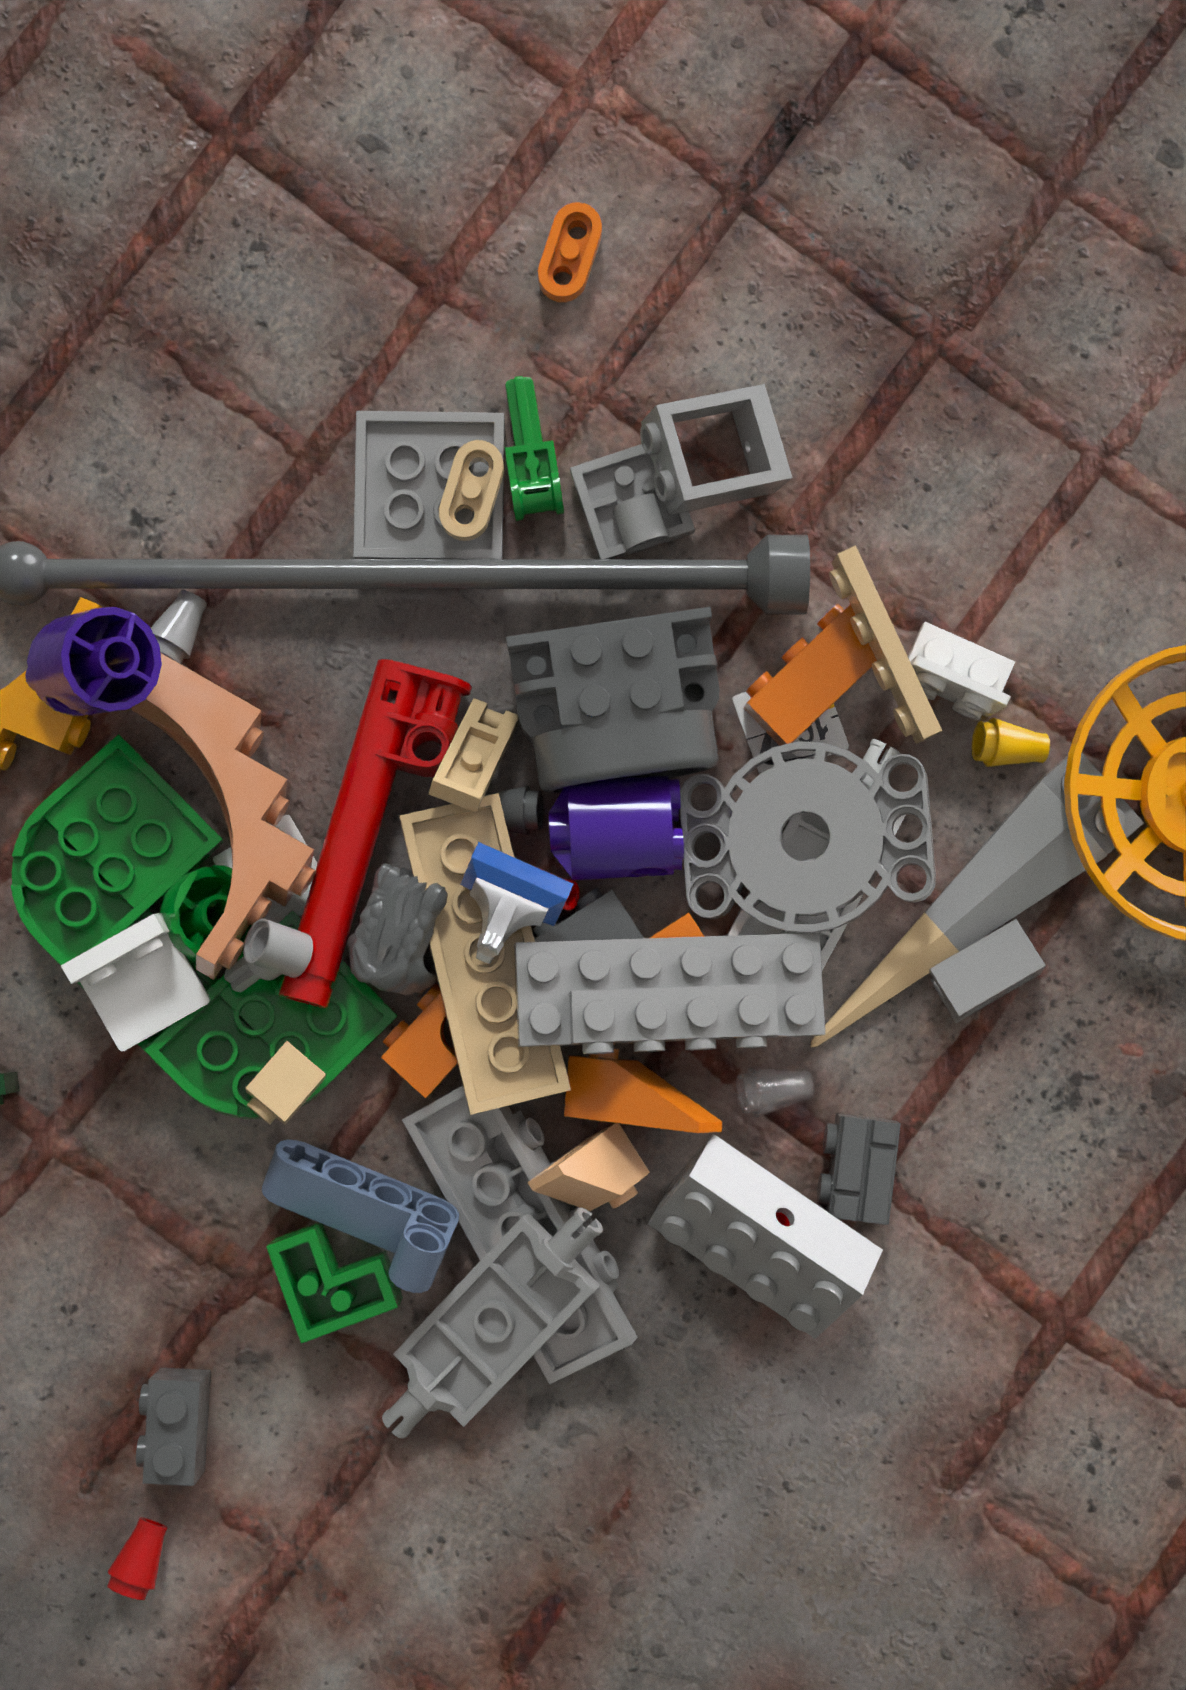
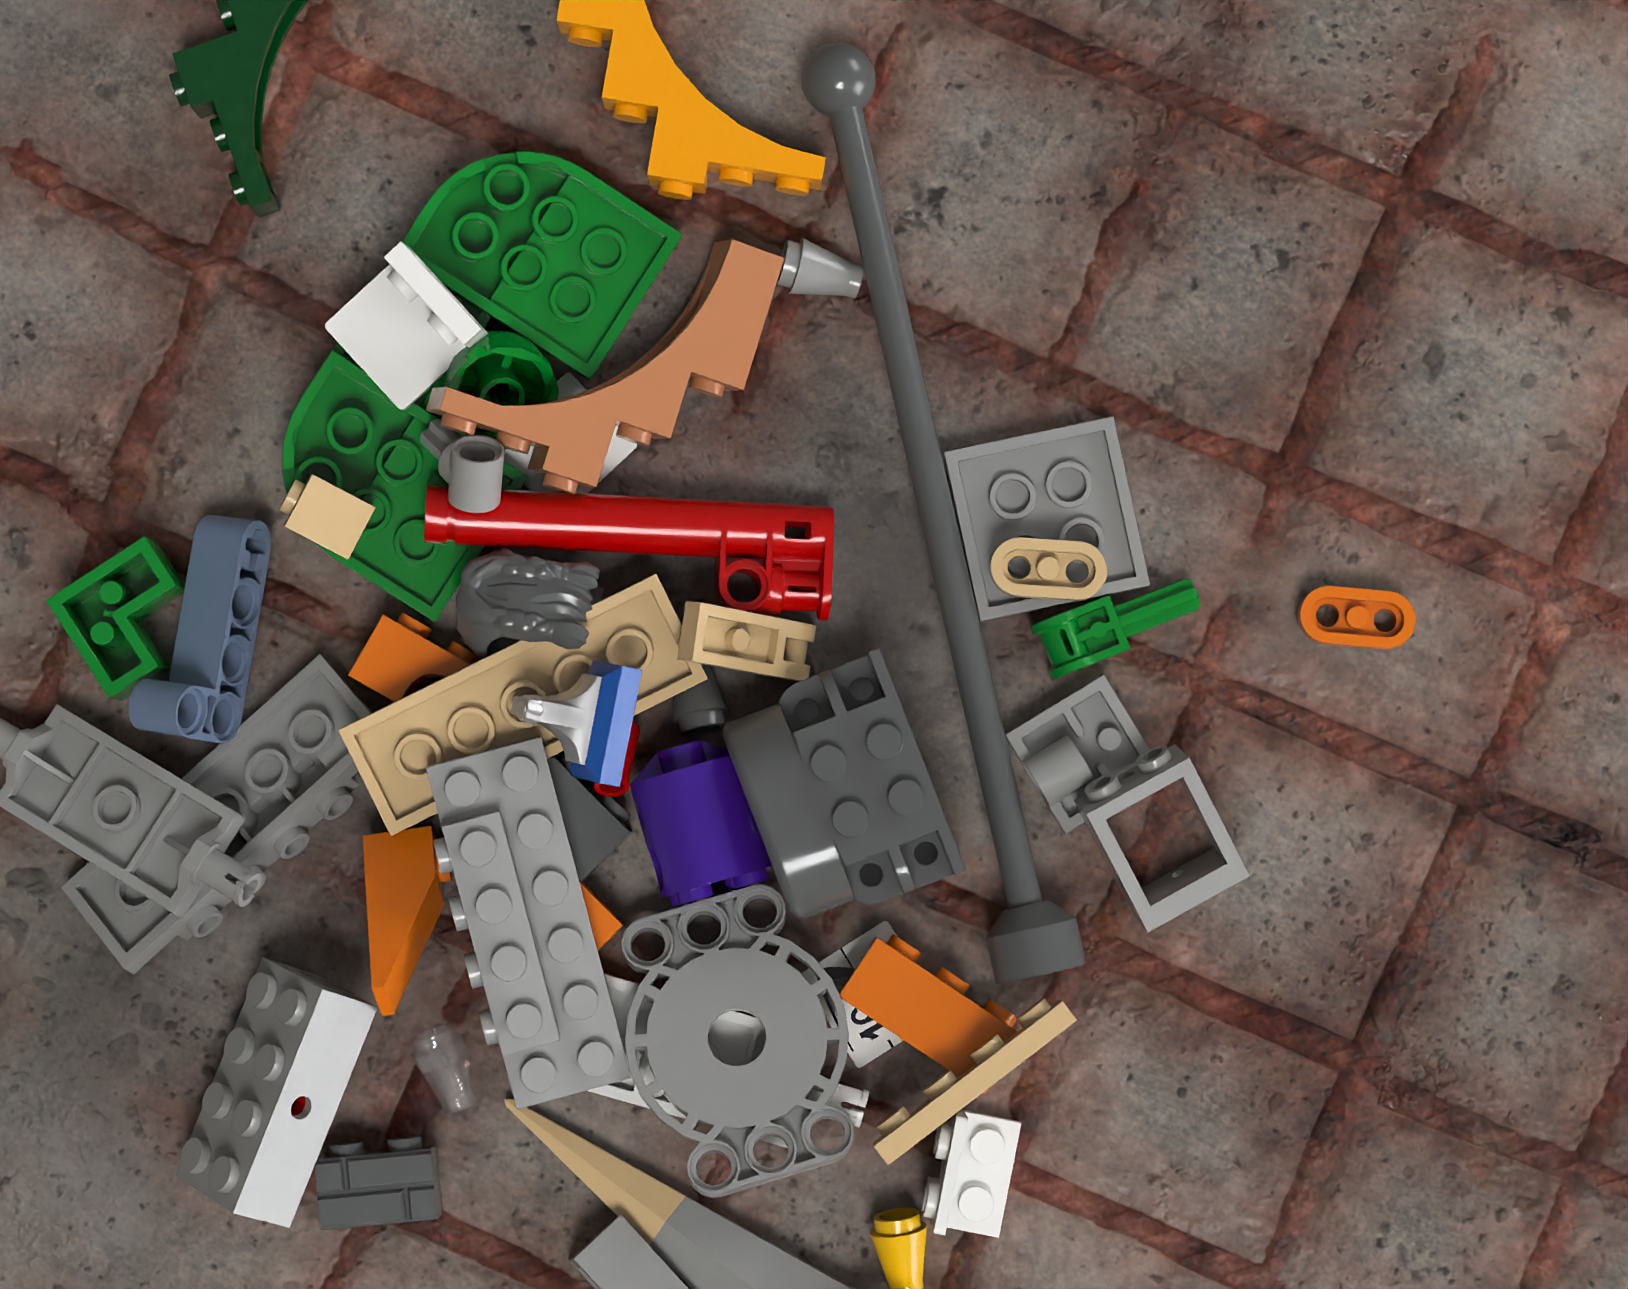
camera: 80 degrees right, 0 degrees up
(94, 662) = (747, 195): dark purple cylinder -> none
(594, 1172) = (307, 884): light nougat slope -> none

